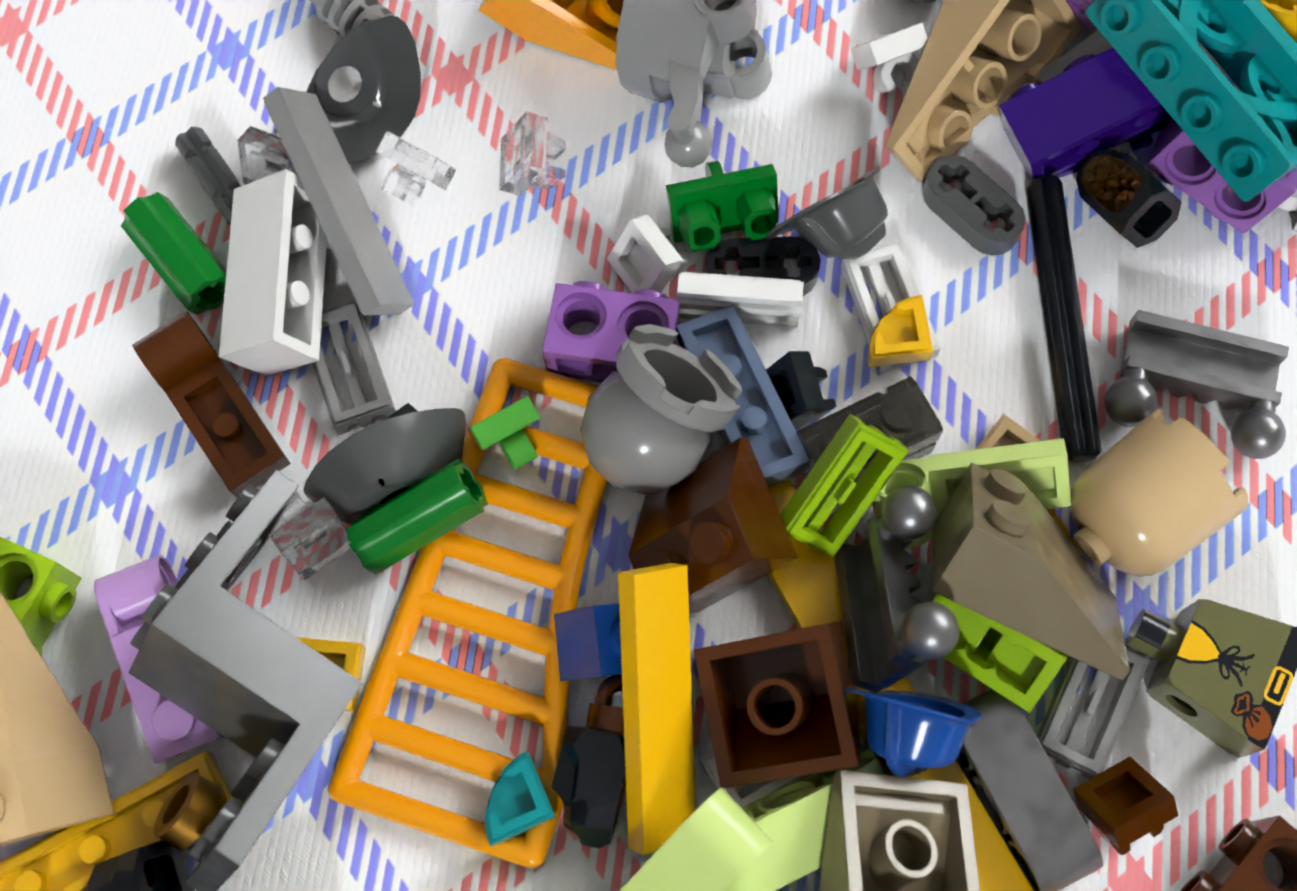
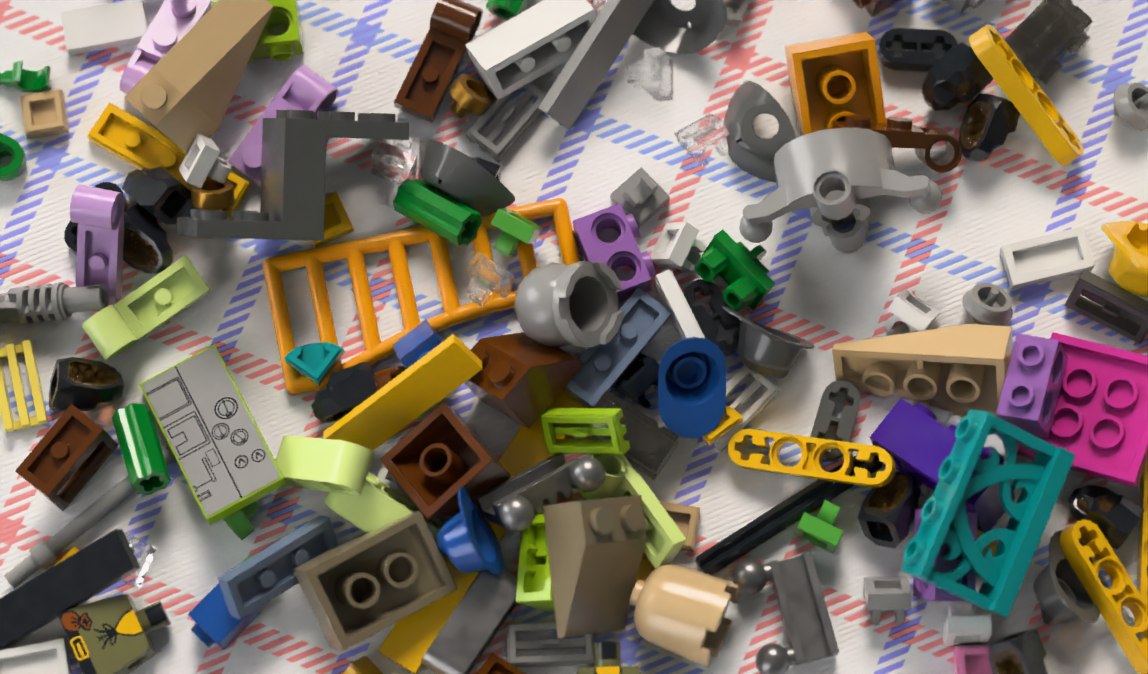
camera: 60 degrees right, 5 degrees up
(131, 797) = (203, 161): none -> white tile
(289, 394) = (469, 96): none -> pearl gold tile
(550, 262) = (640, 196): none -> light grey tile
(553, 497) = (488, 279): none -> clear tile
(592, 108) = (754, 153): none -> dark grey piece
(853, 322) = (692, 387): none -> blue piece
(1014, 243) = (812, 453): none -> yellow beam
(1107, 285) = (820, 529): none -> bright green tile
(1235, 258) = (887, 594): none -> light grey tile

